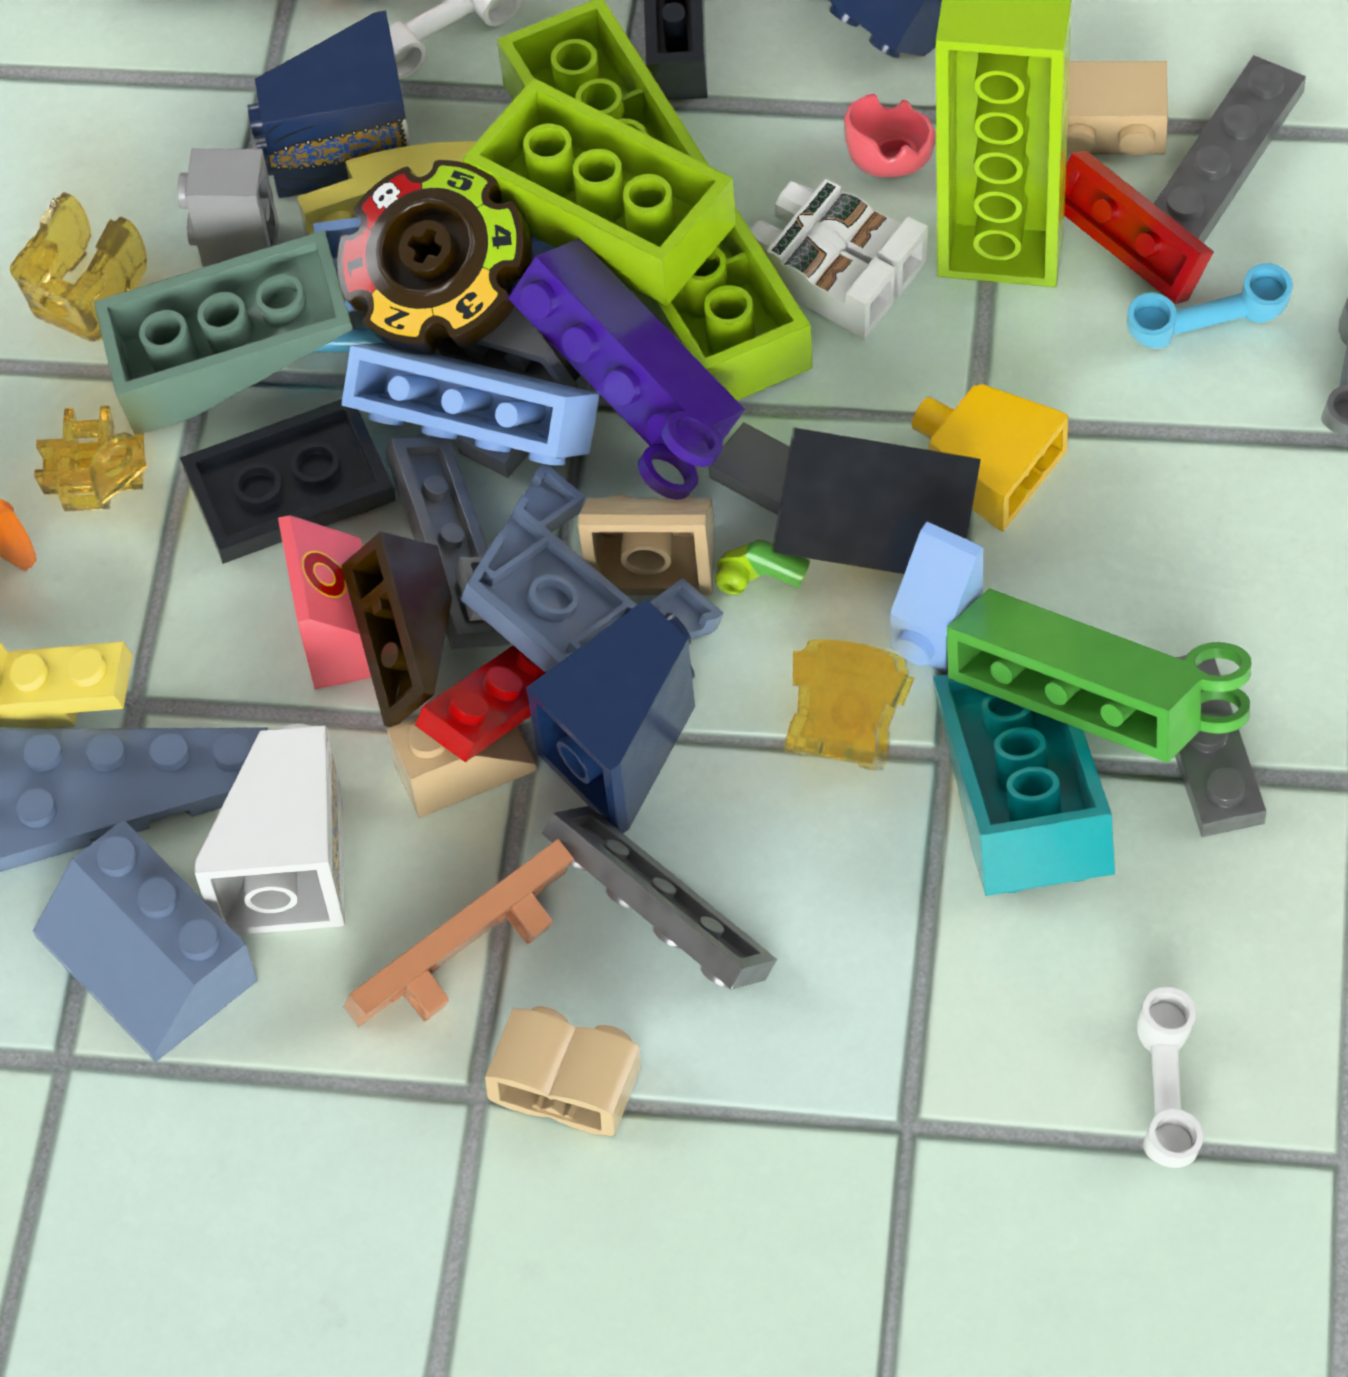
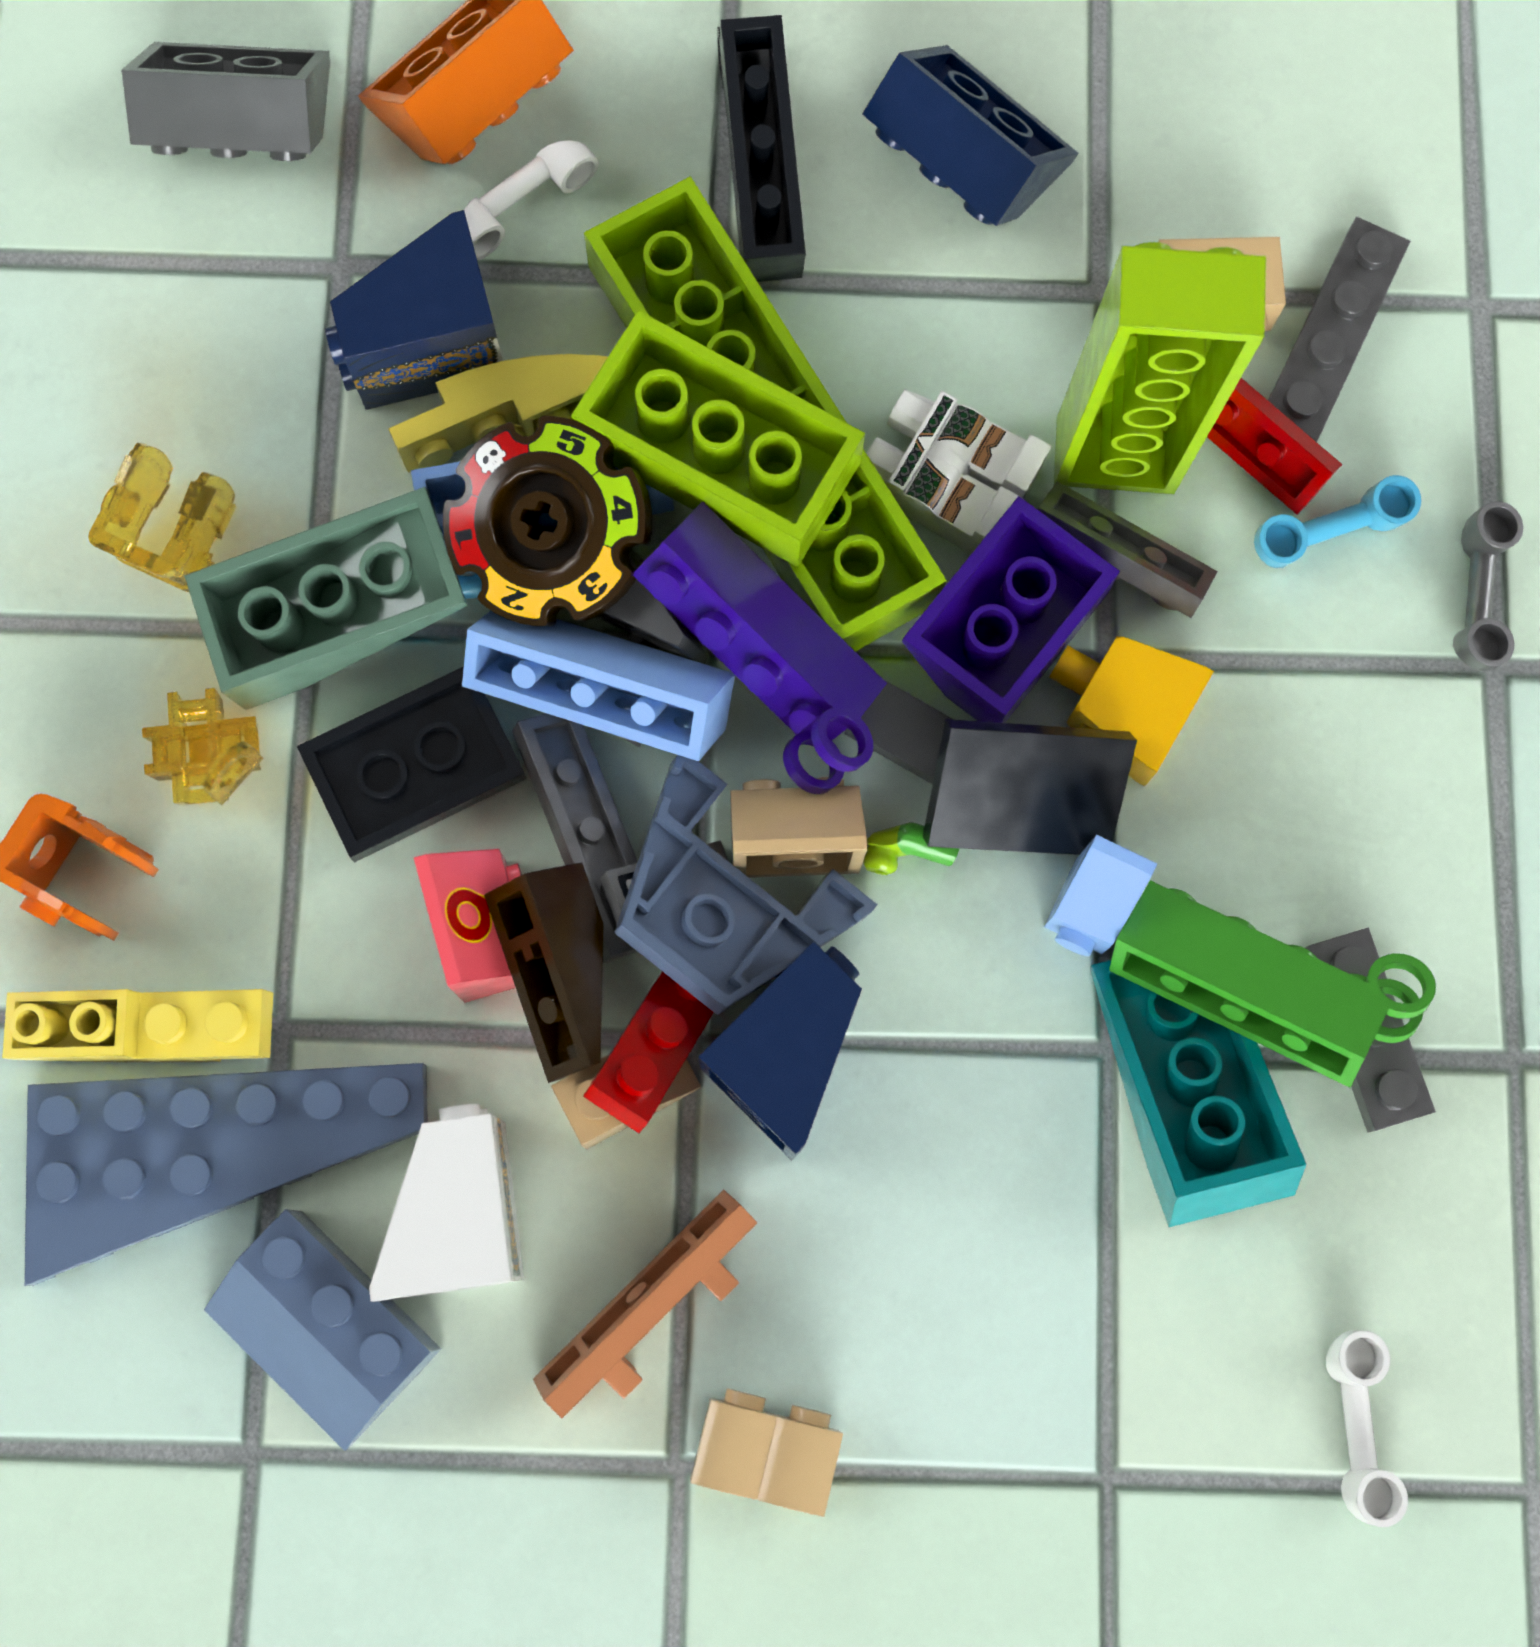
camera: 15 degrees left, 20 degrees up
(228, 203) = (317, 444): light grey brick -> none
(662, 899) = (844, 1247): flat silver plate -> none
(846, 701) = (1020, 1023): clear yellow piece -> none
(876, 358) = (1008, 613): none -> dark purple slope
(887, 139) = (997, 329): coral hair -> none
(994, 323) = (1143, 559): none -> flat silver plate

